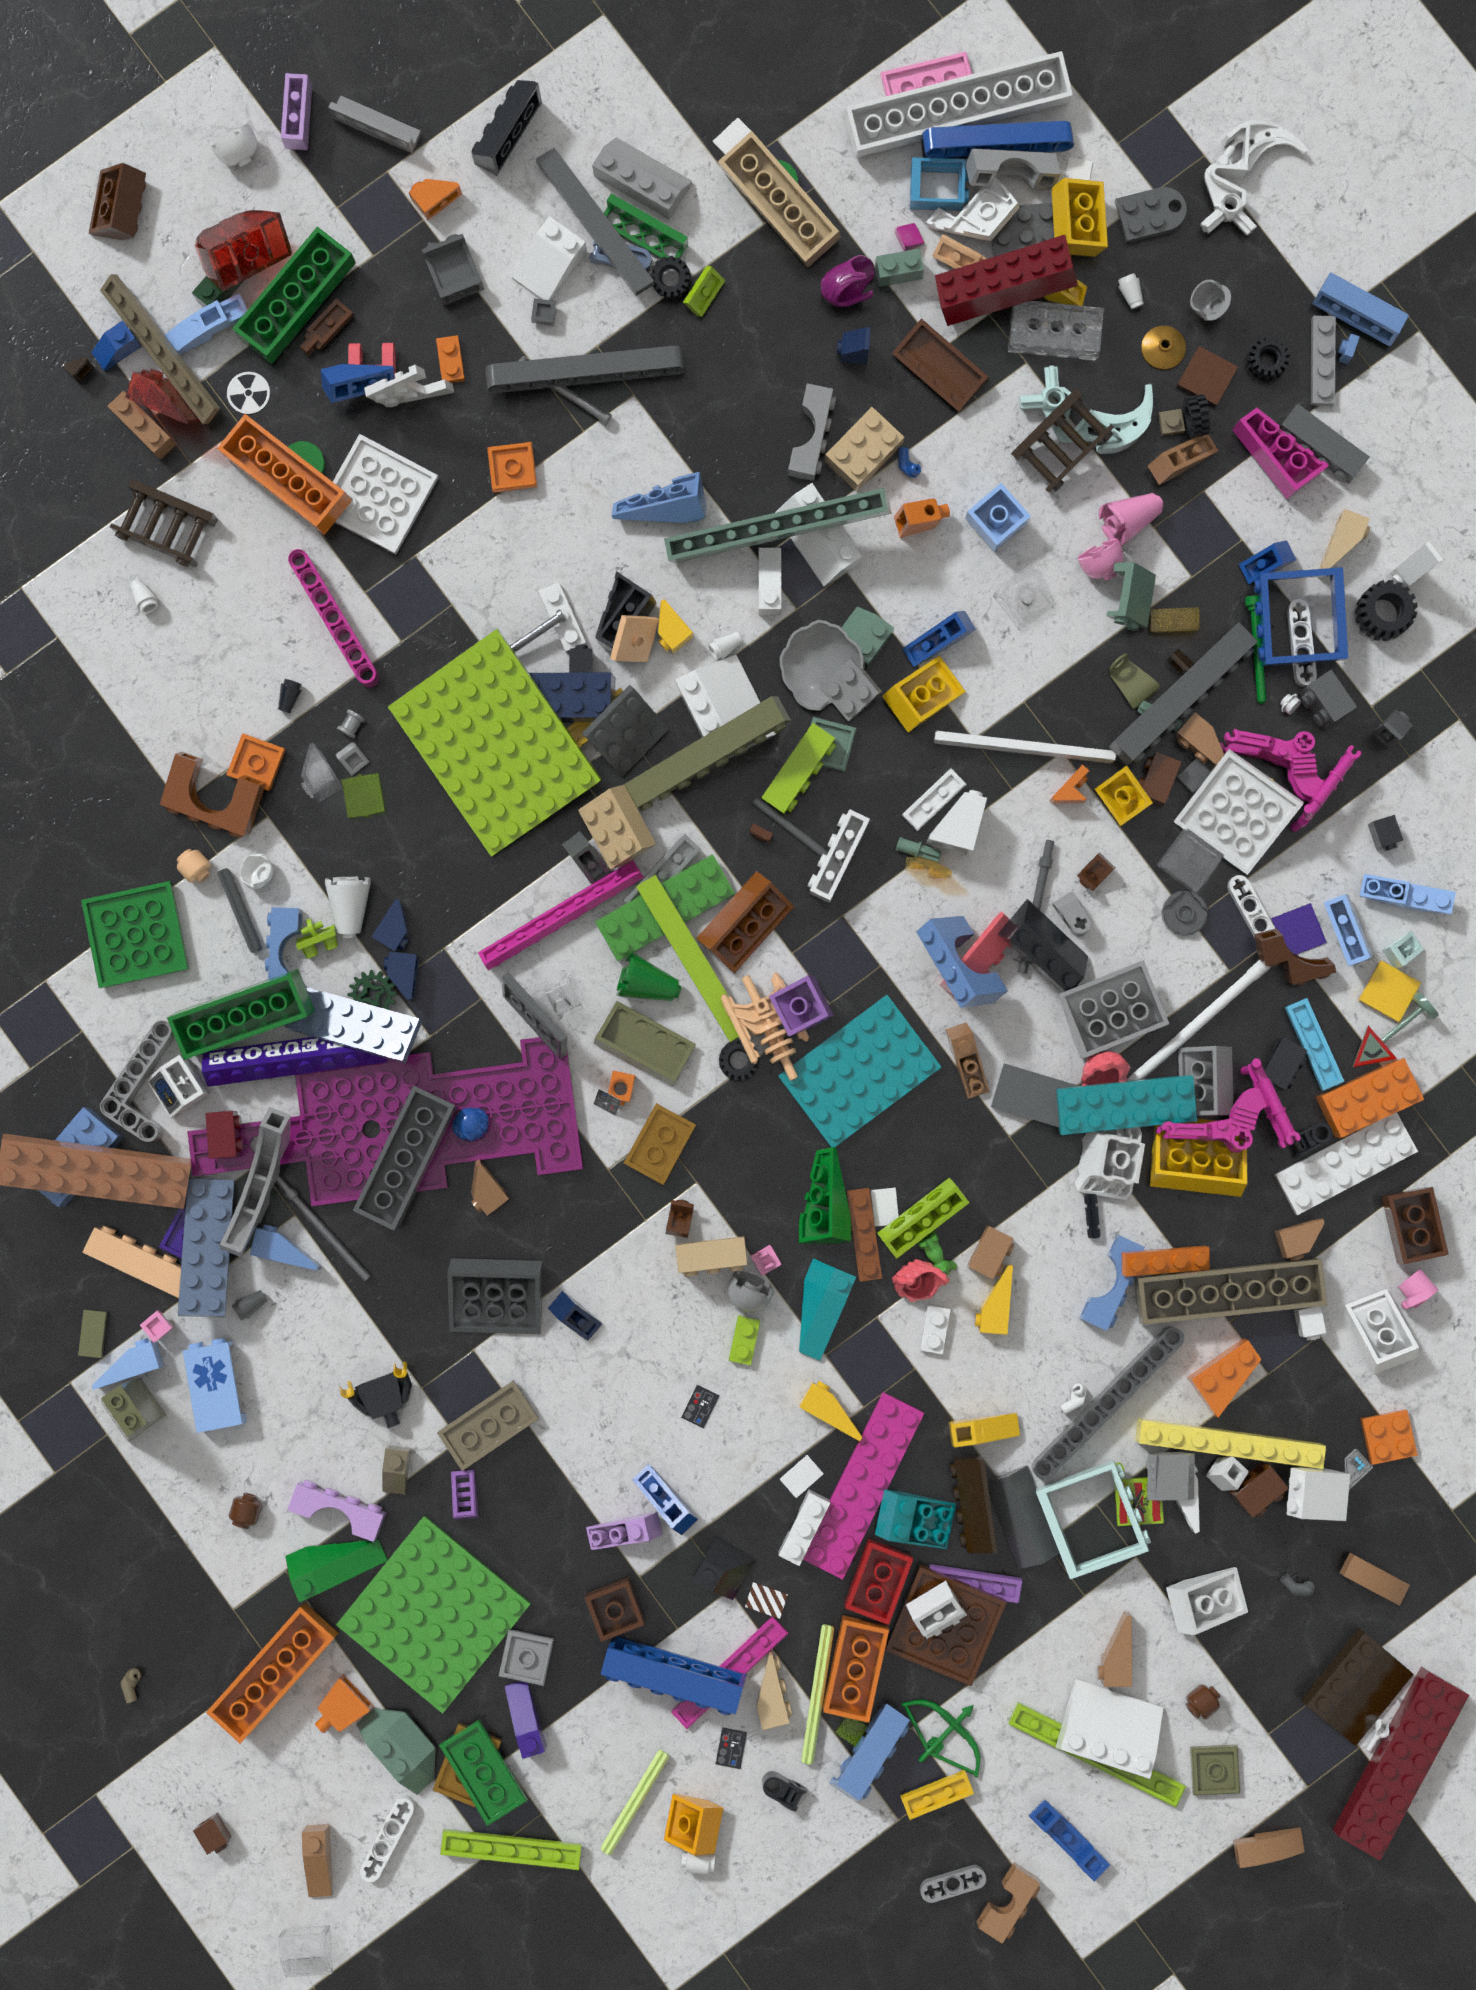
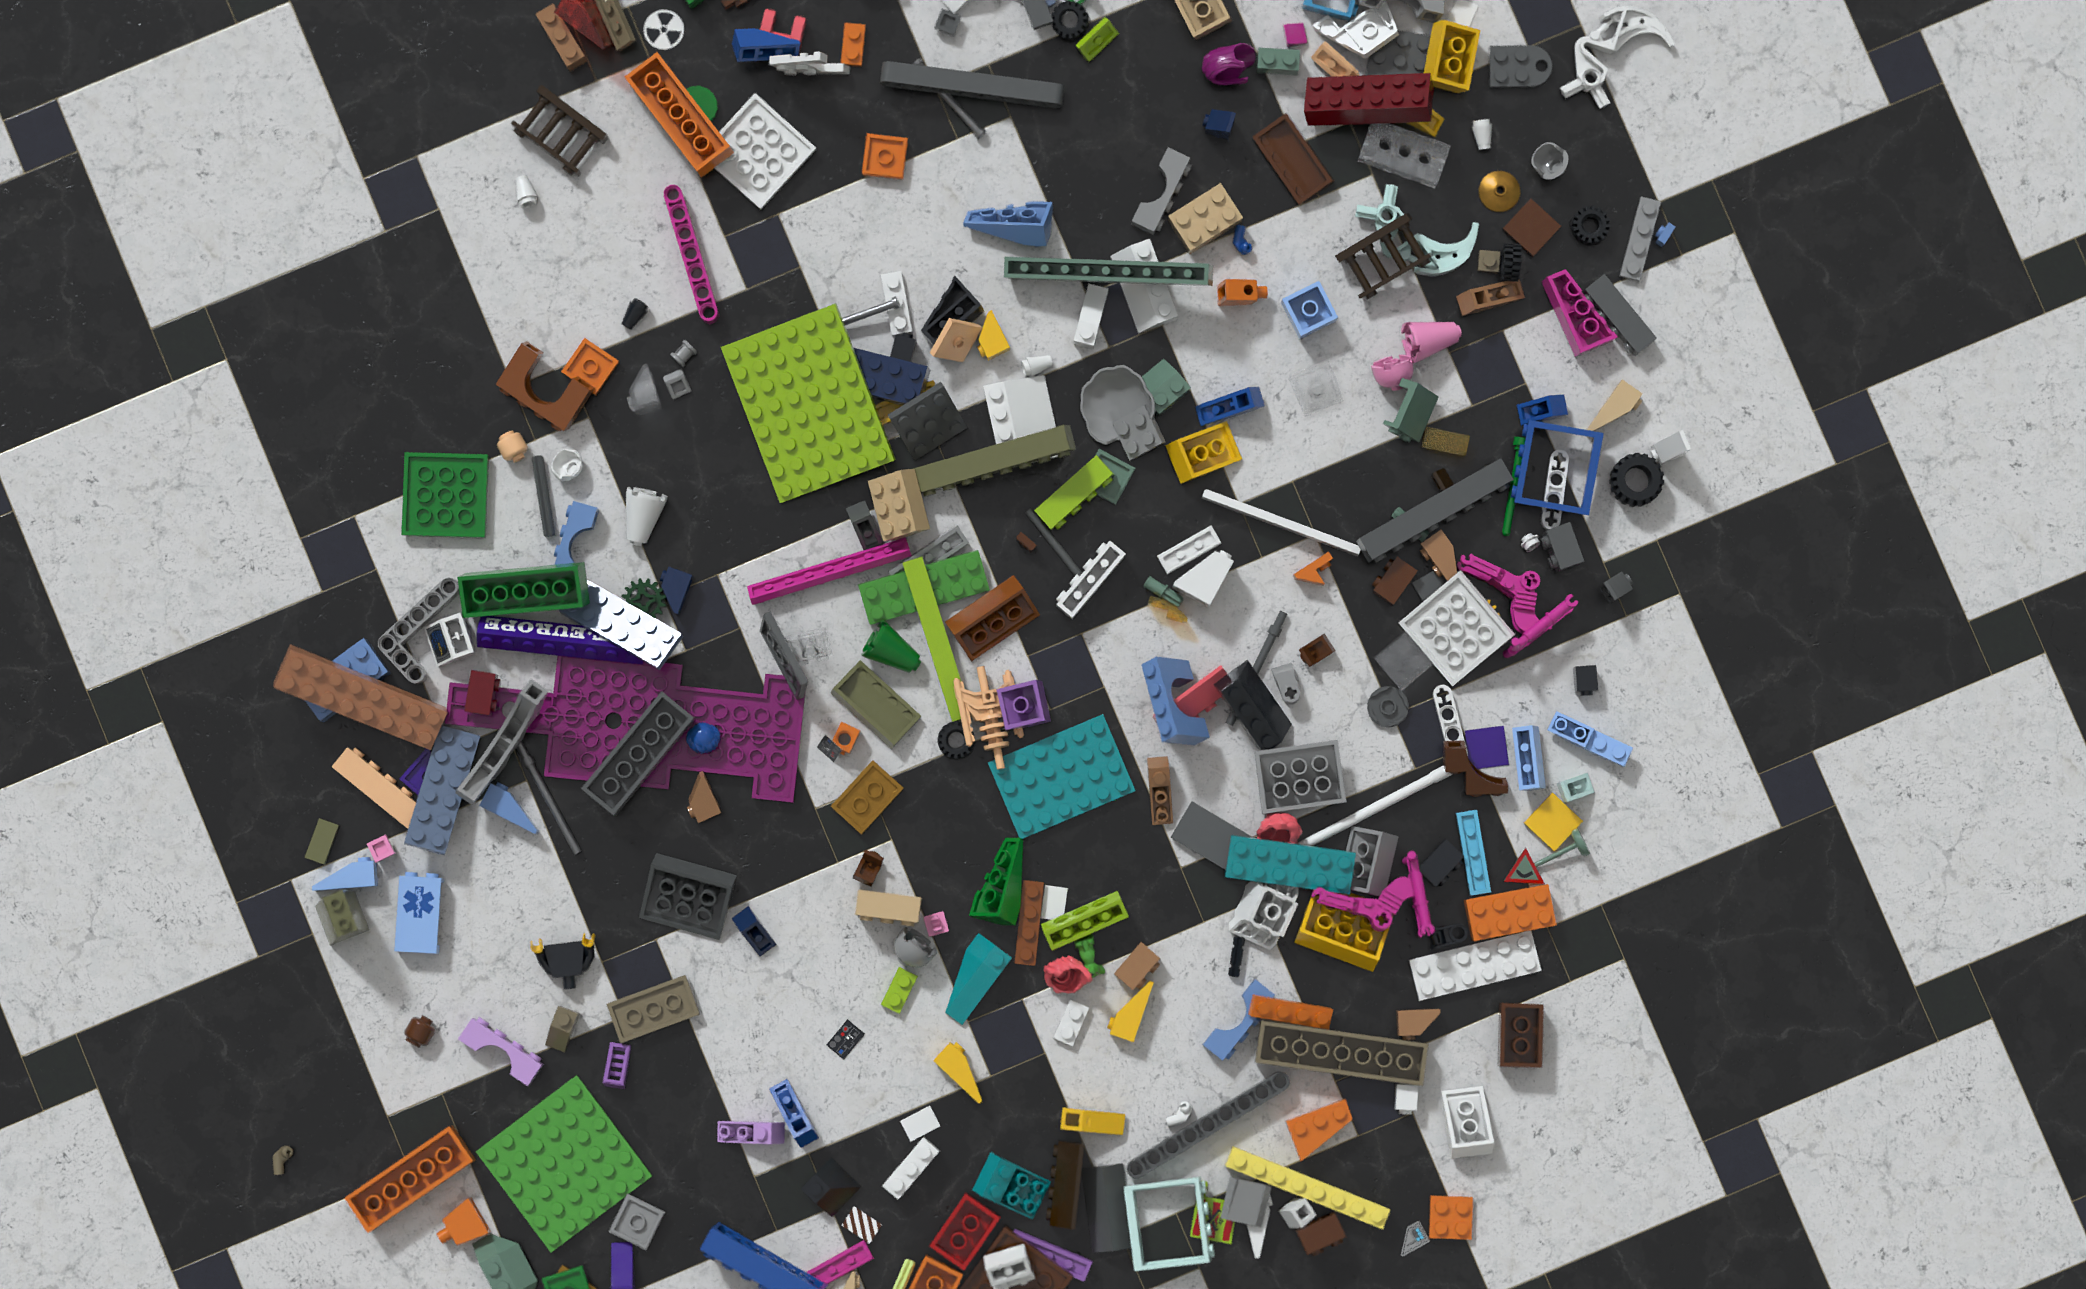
camera: 10 degrees right, 0 degrees up
(249, 1304) = (467, 849): dark grey cone -> none
(308, 942) = (597, 539): lime hips -> none
(325, 1566) = (482, 1097): green wedge -> none
(363, 795) = (678, 420): clear neon green piece -> none
(393, 928) = (677, 546): dark blue slope -> none
(615, 1609) = (726, 1198): reddish brown brick -> none
(863, 1485) = (972, 1144): dark pink plate -> none
(1123, 795) = (1358, 588): yellow slope -> none
(1132, 681) = (1394, 487): olive piece -> none
(1318, 1494) = (1370, 1248): white slope -> none
(1360, 309) = (1684, 201): medium blue brick -> none
(1417, 1290) = (1507, 1092): bright pink piece -> none

